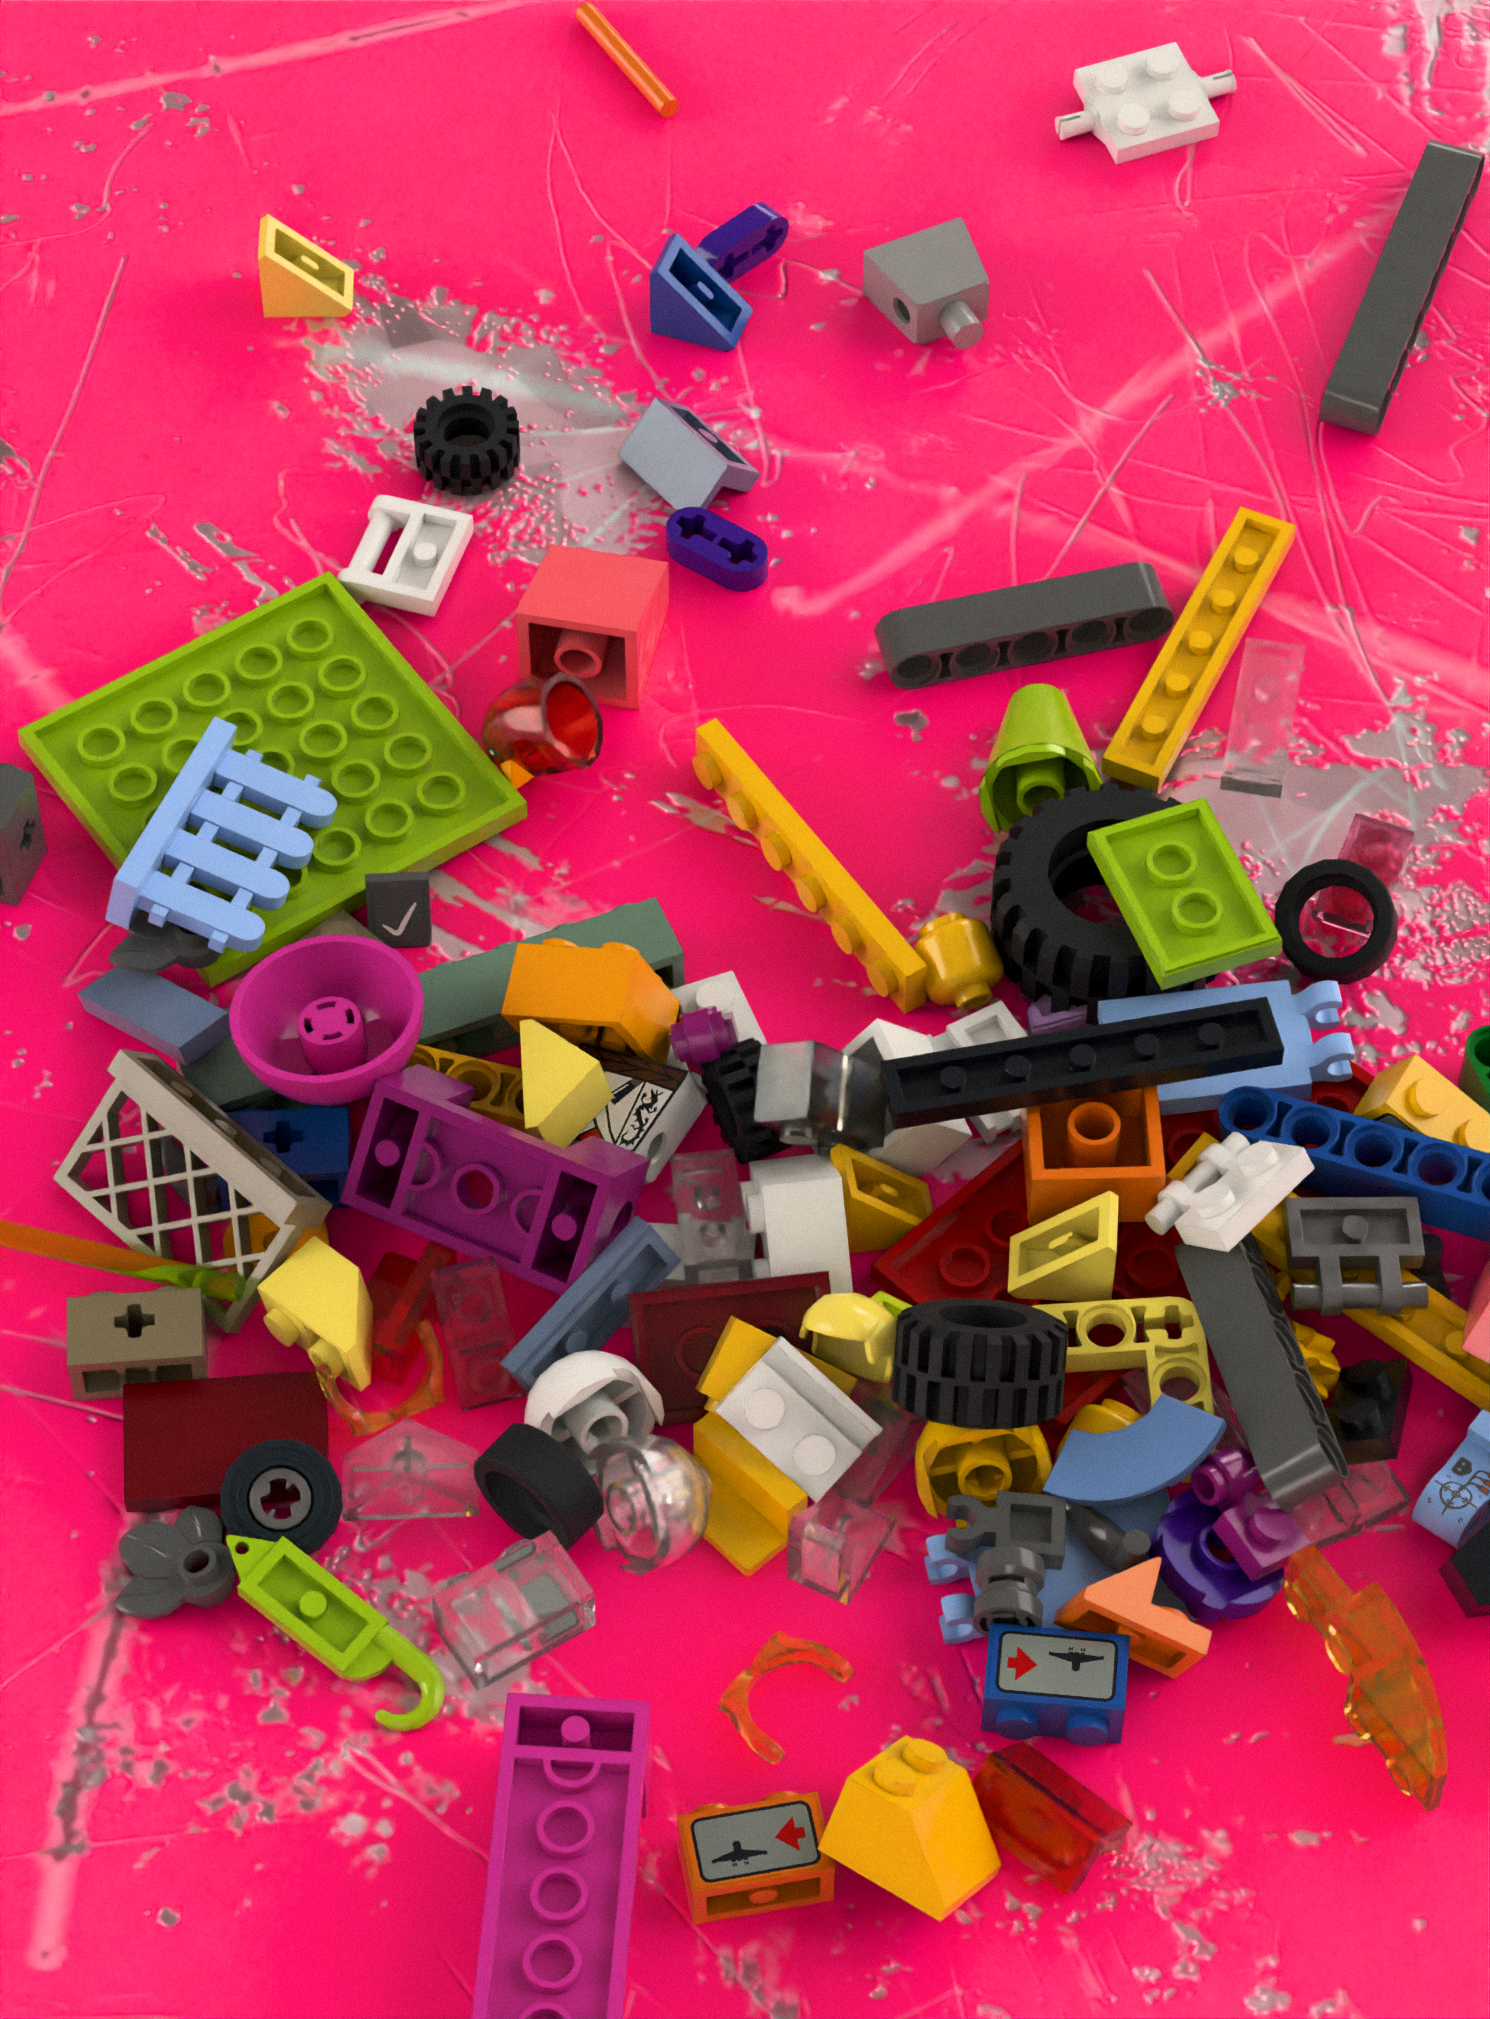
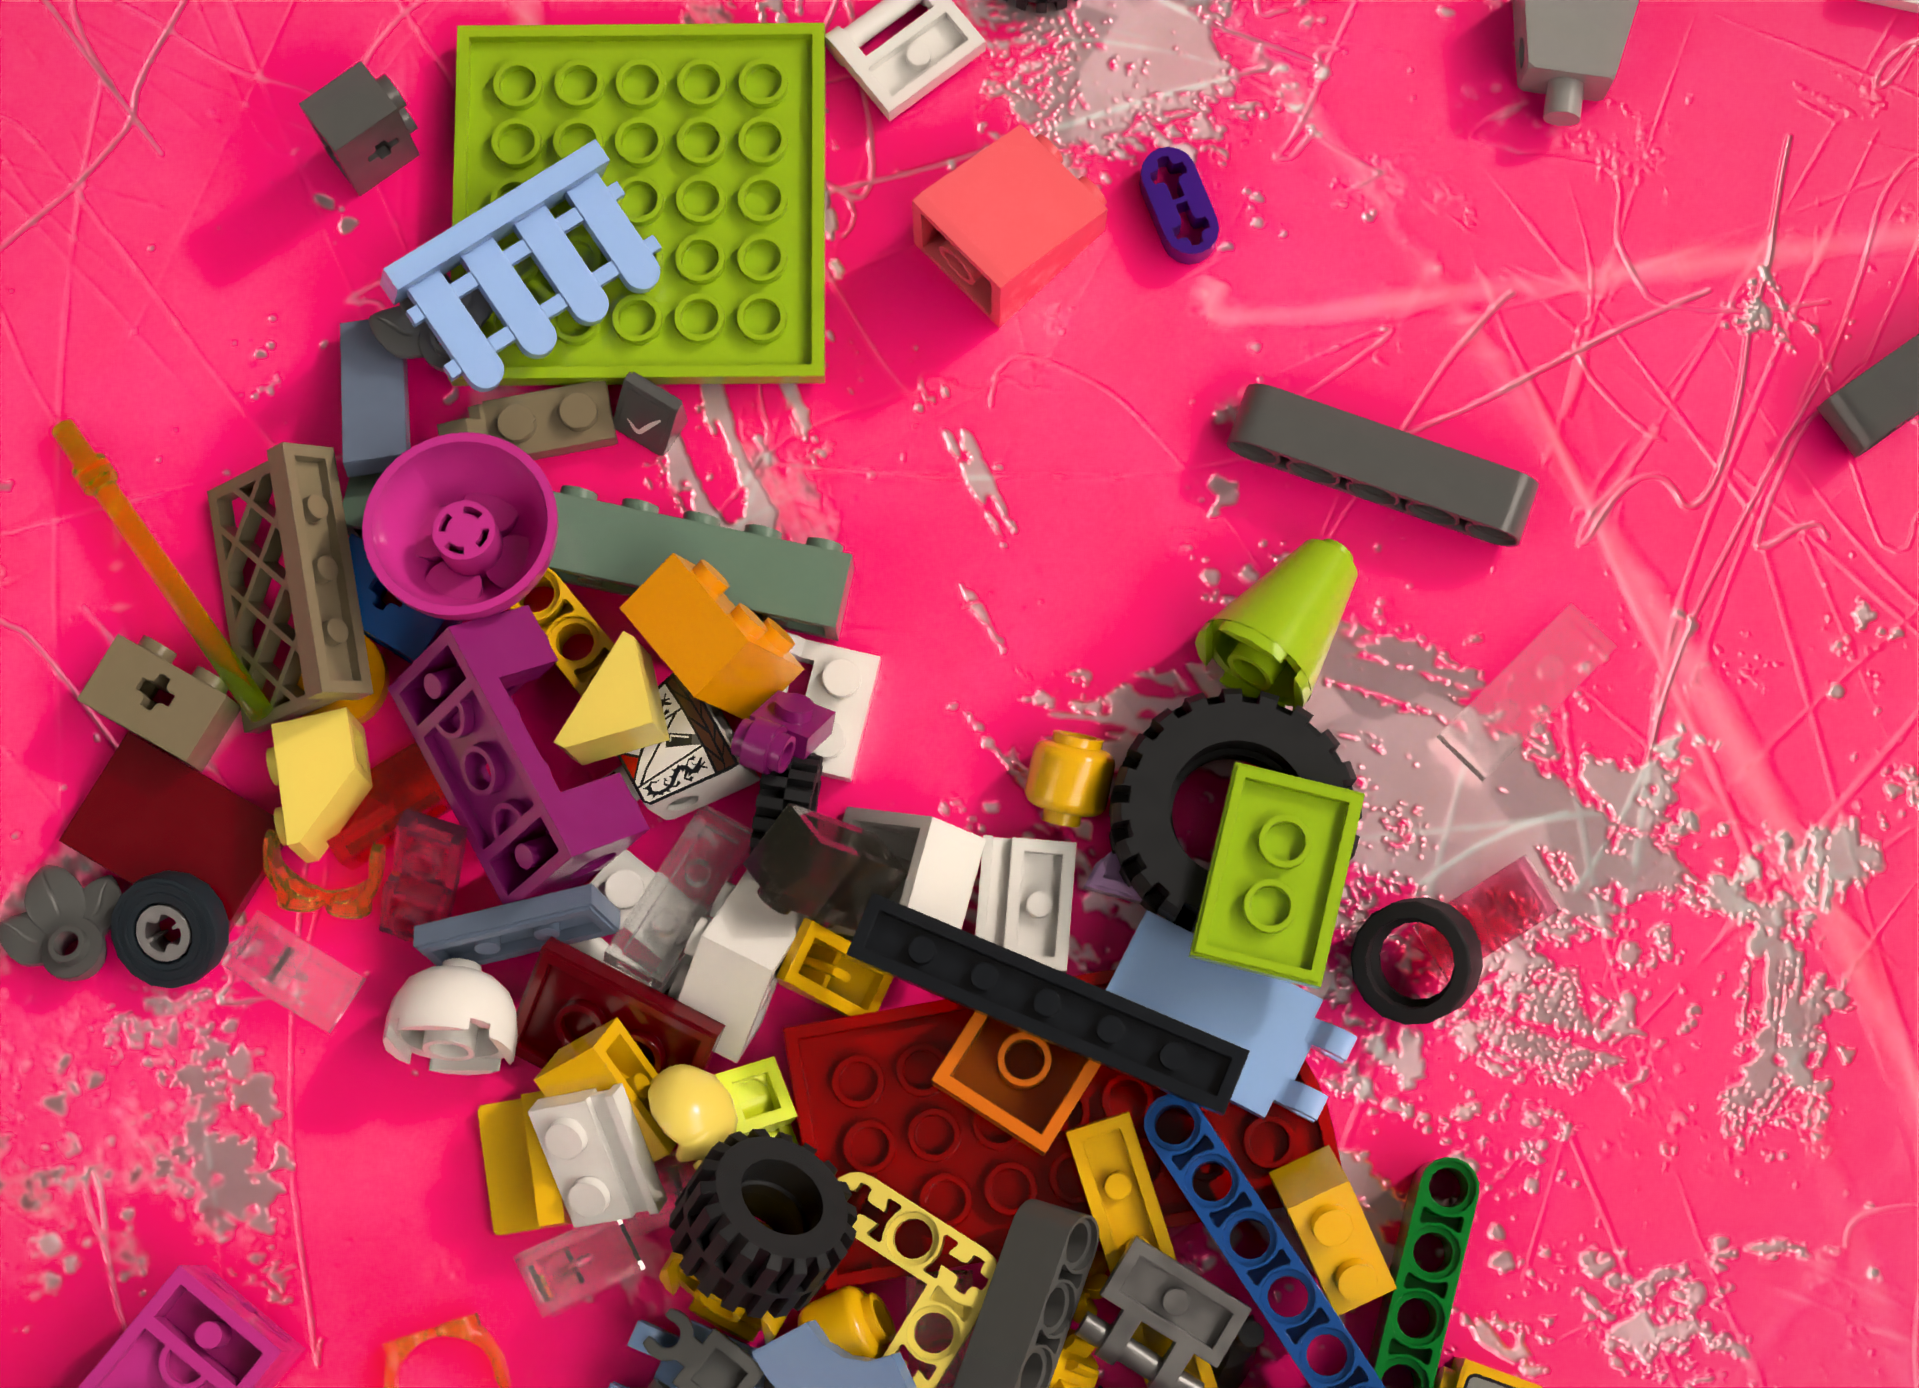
camera: 35 degrees right, 25 degrees up
(332, 1623) = (137, 1065): lime plate -> none
(513, 1609) = (280, 1150): clear brick -> none
(538, 1485) = (358, 1069): black tyre -> none
(543, 727) = (885, 312): clear red piece -> none
(652, 1500) = (445, 1137): clear cylinder -> none
(684, 456) = (1220, 91): panel -> none
(817, 874) = (1012, 621): yellow plate -> none
(1067, 1254) = (930, 1142): light yellow slope -> none
(1198, 650) = (1520, 588): yellow plate -> none
(1229, 1191) = (1092, 1219): white plate -> none

